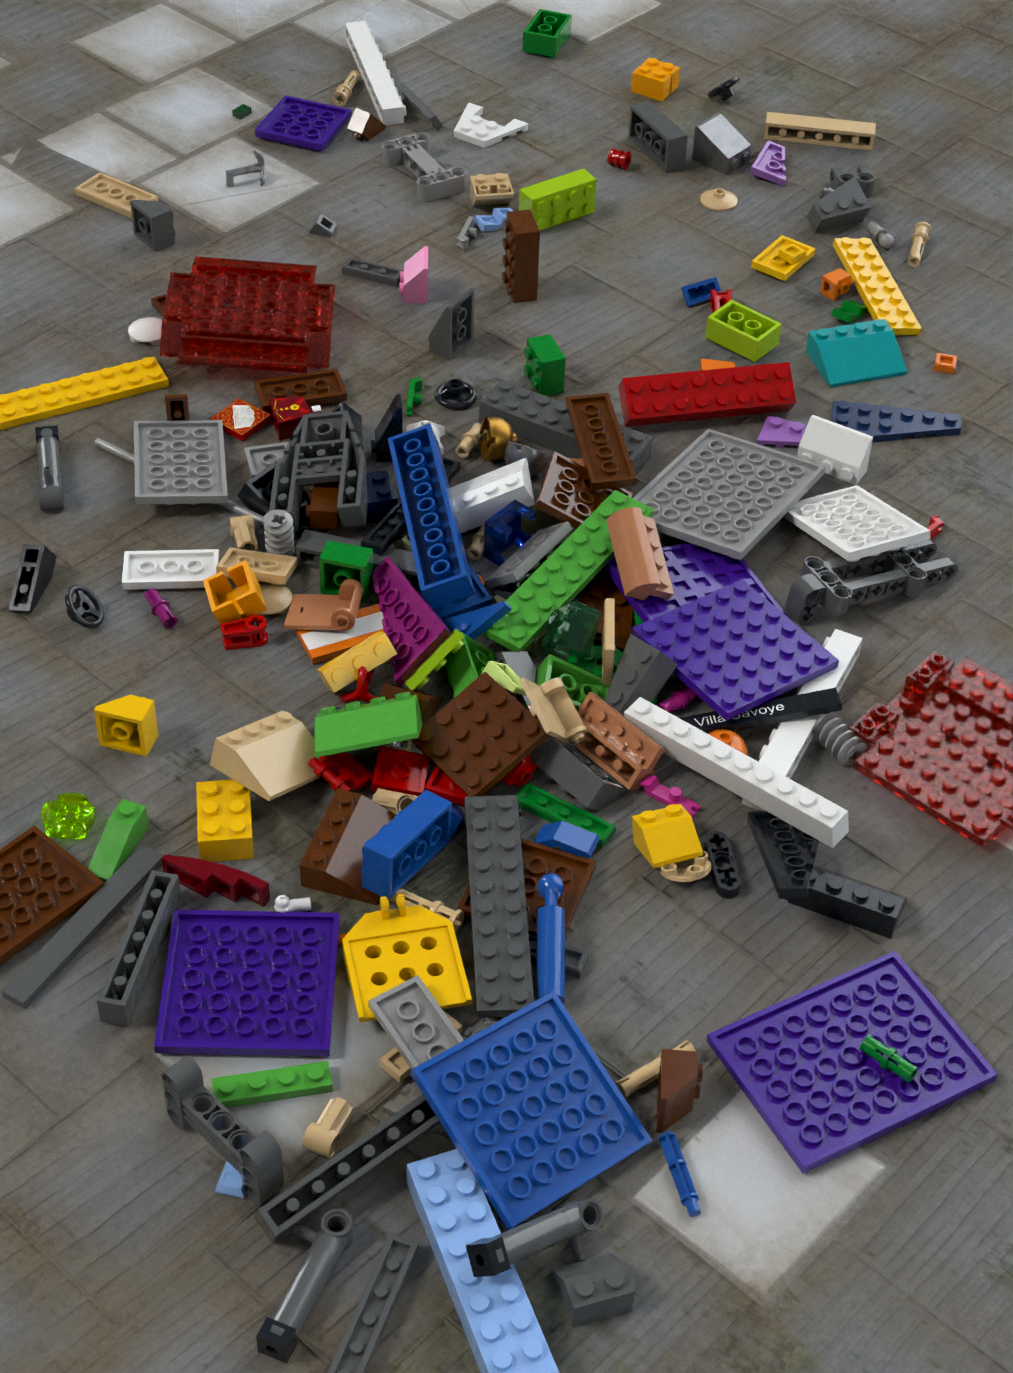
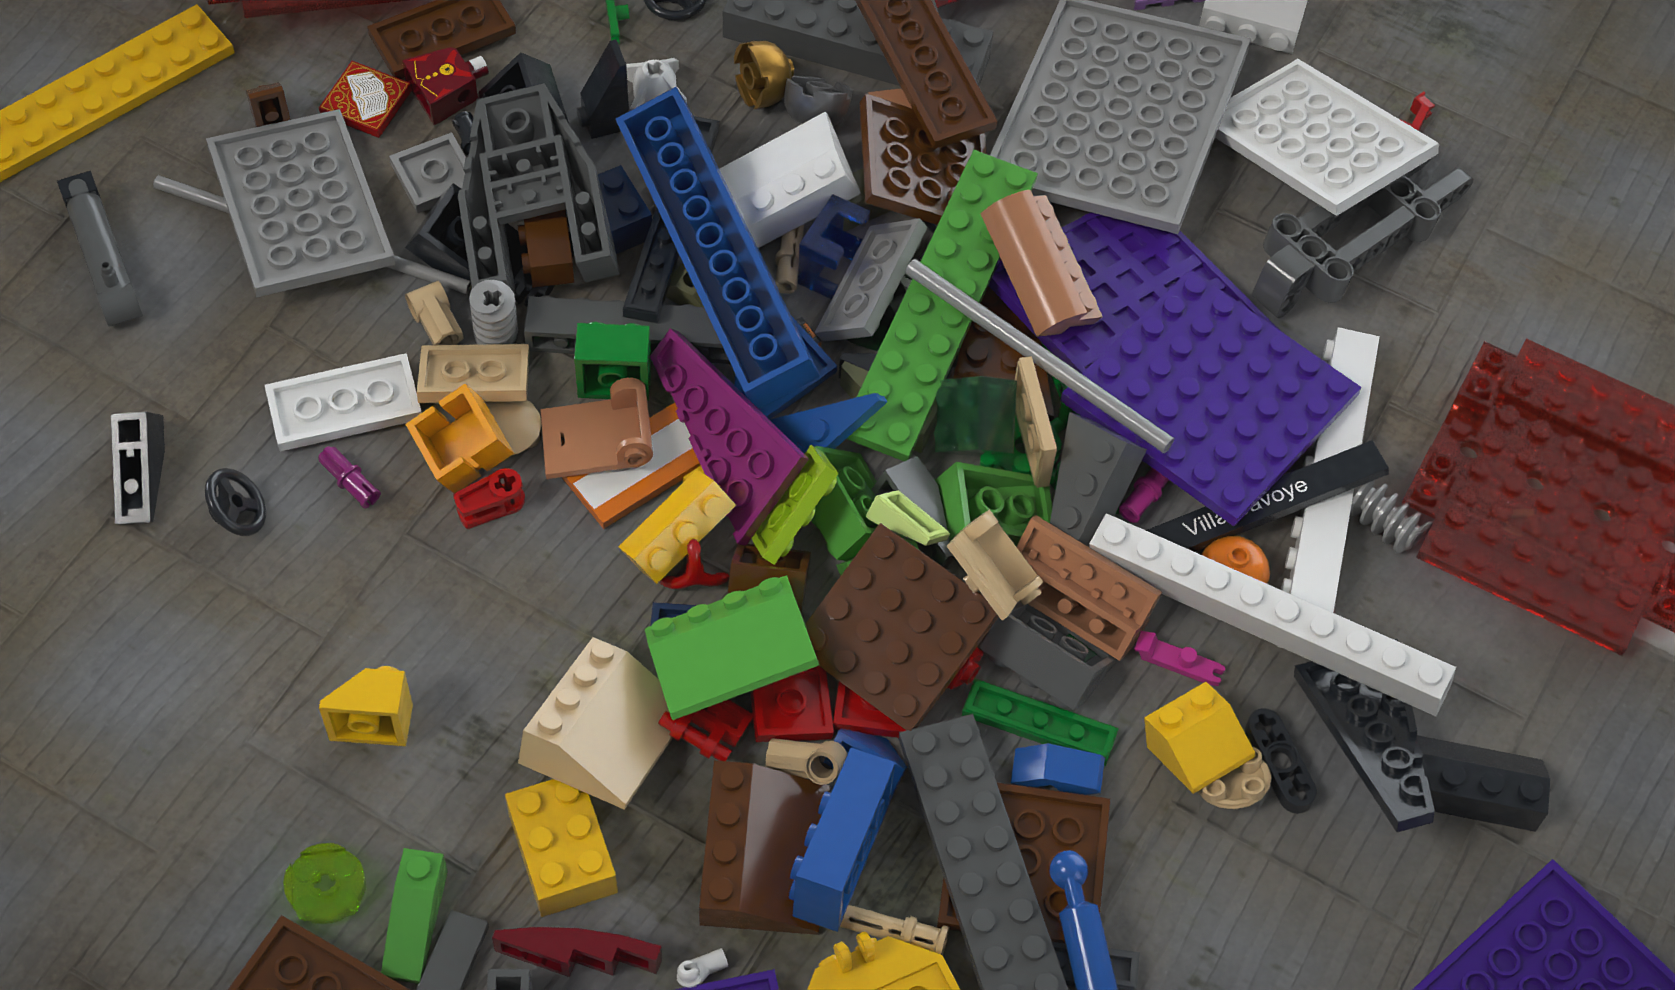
camera: 15 degrees left, 15 degrees up
(469, 441) = (721, 78): tan pin -> none
(623, 604) = (1040, 356): none -> light grey piece

